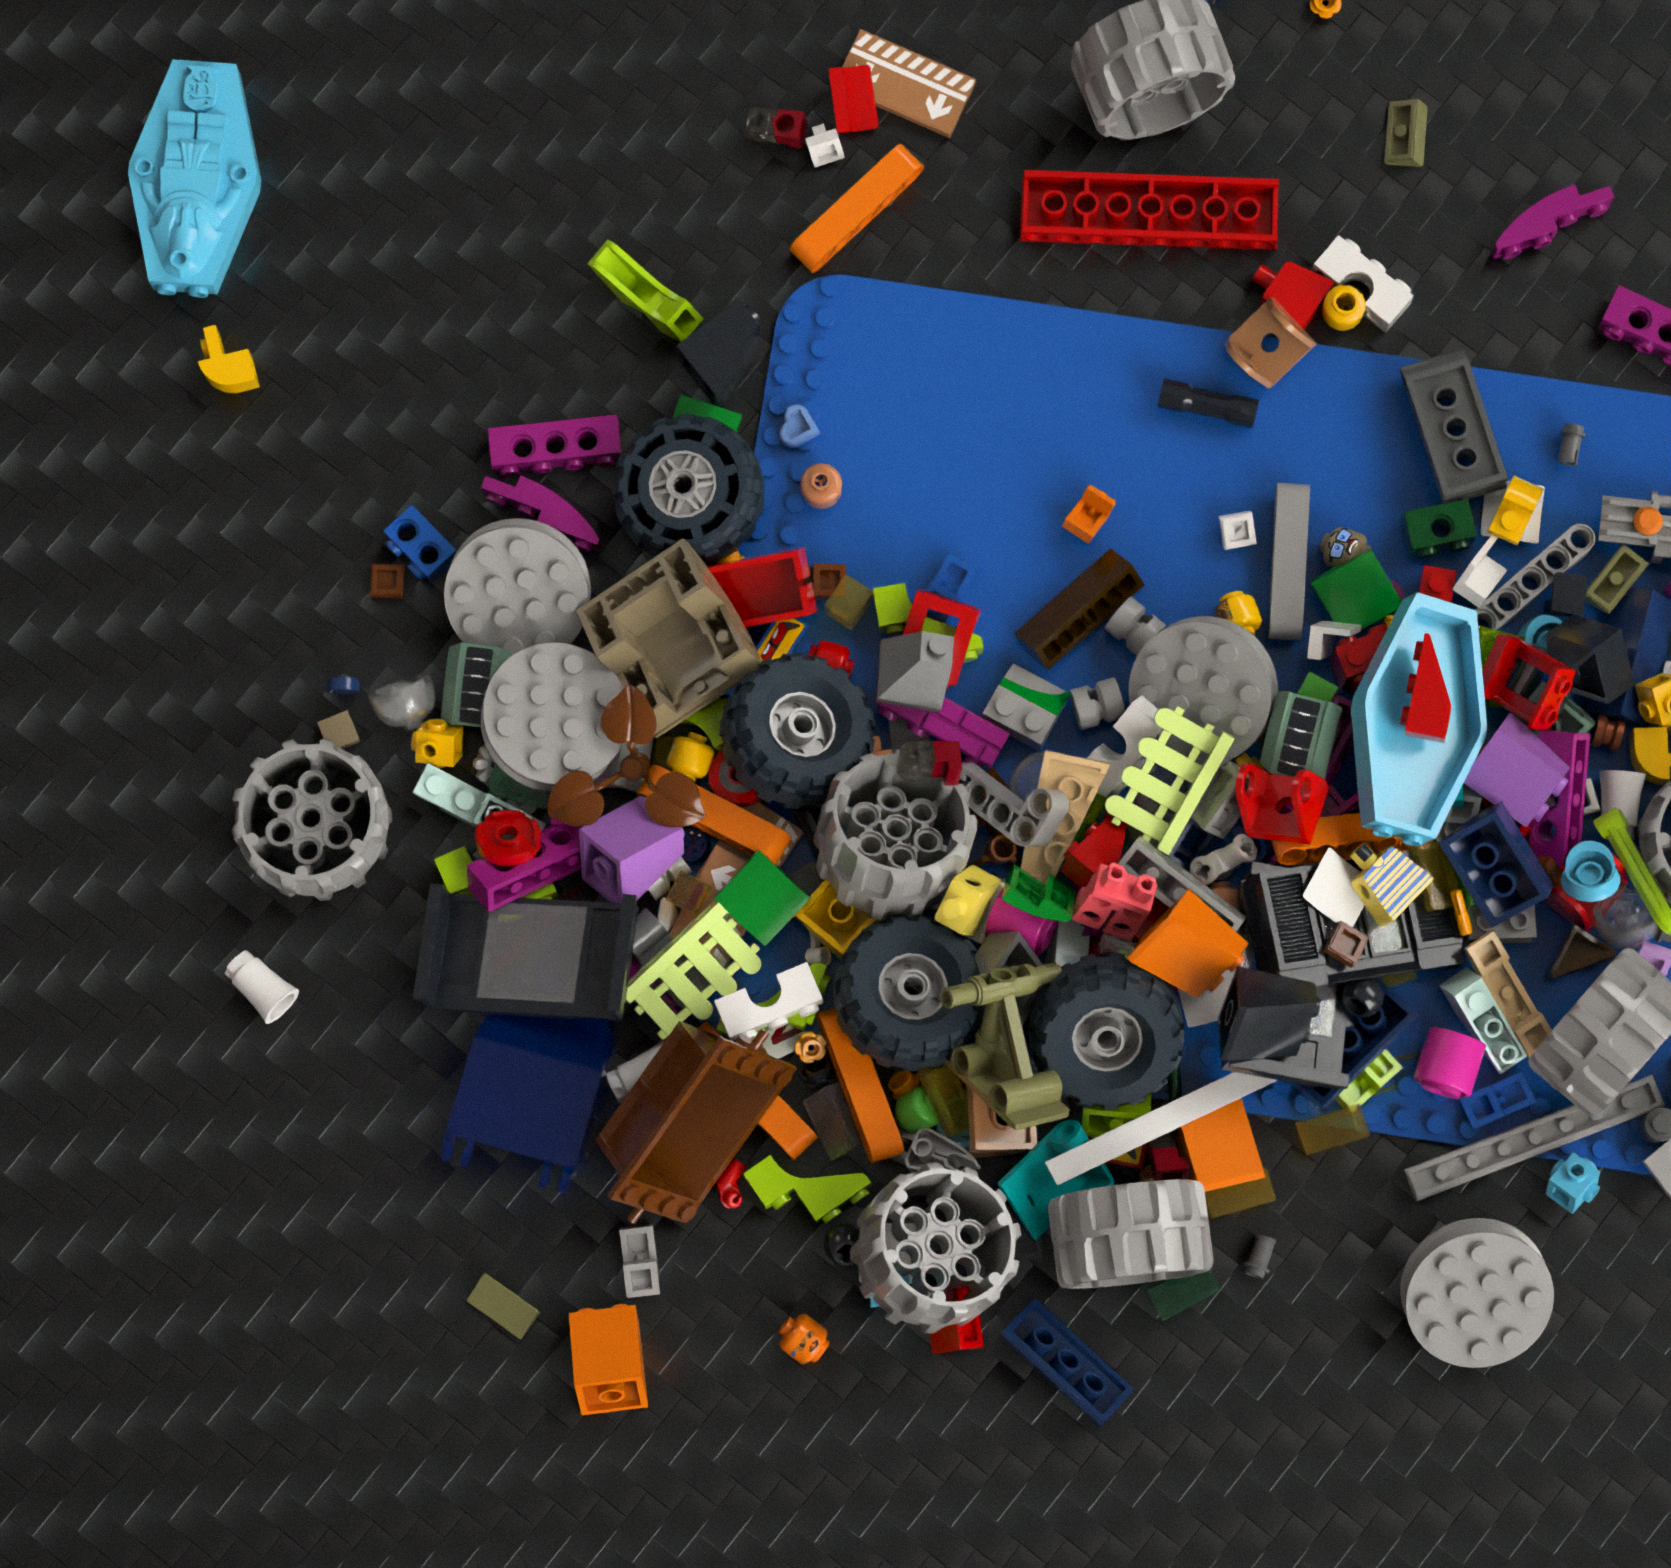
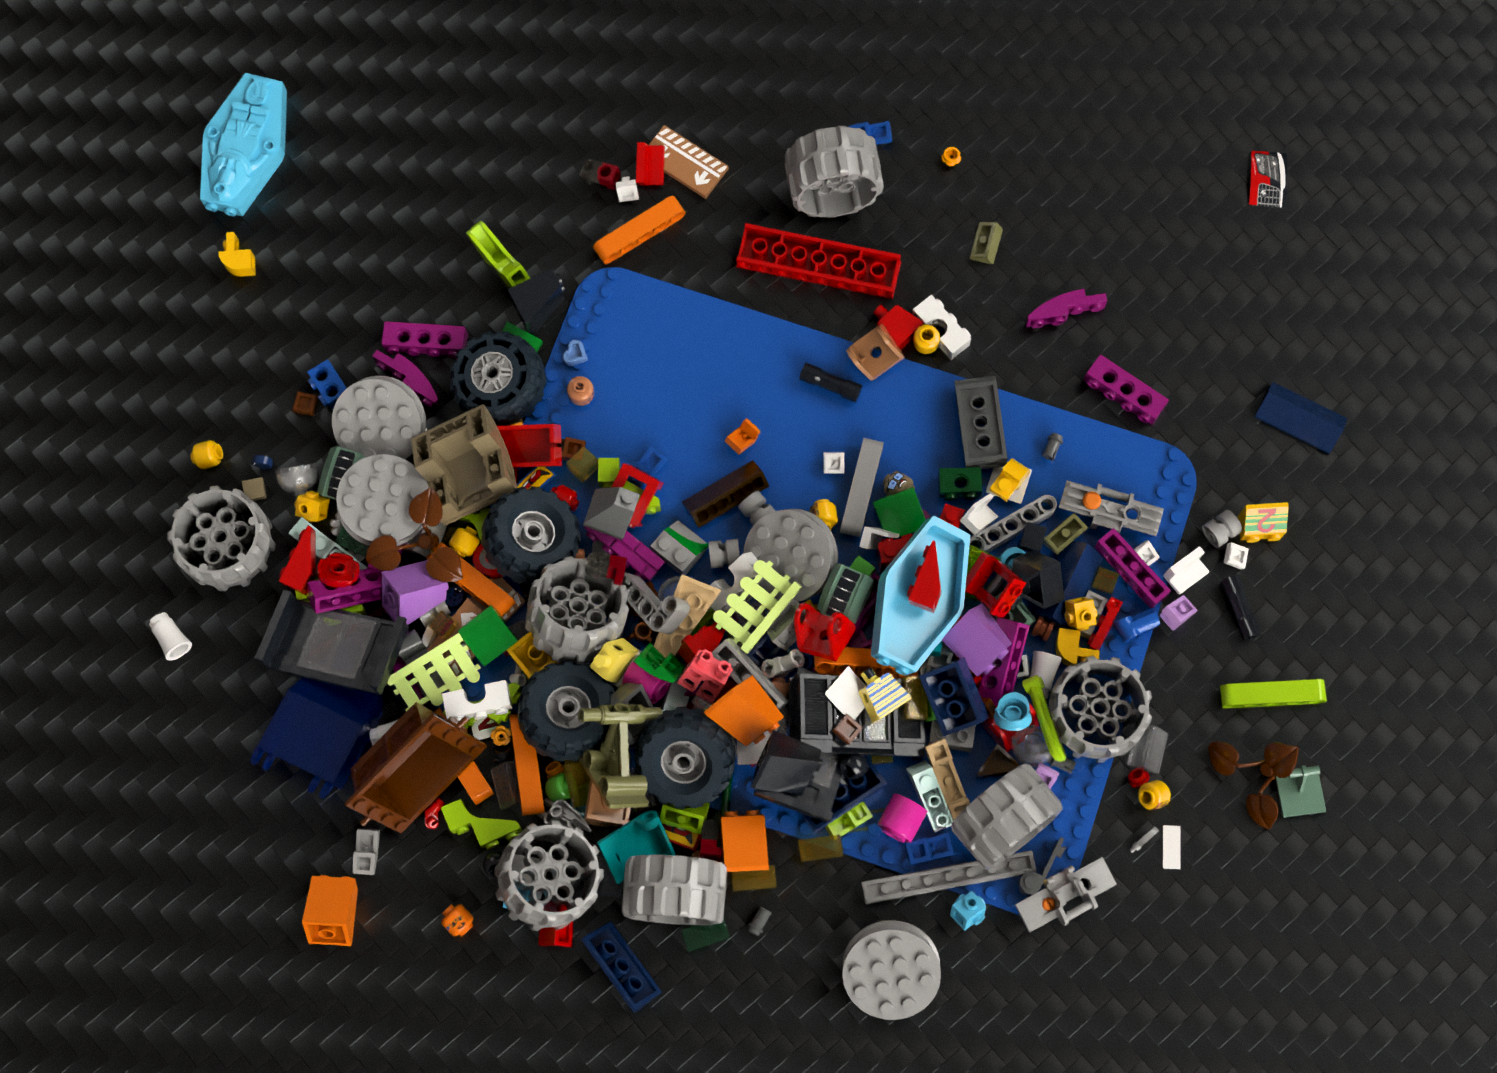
camera: 10 degrees right, 5 degrees down
(252, 690) = (206, 454): none -> yellow head
(448, 844) = (302, 563): none -> red slope
(503, 1306) = (274, 864): olive slope -> none
(1153, 1125) = (704, 823): white sticker -> none
(1461, 913) = (927, 731): light orange pin -> none

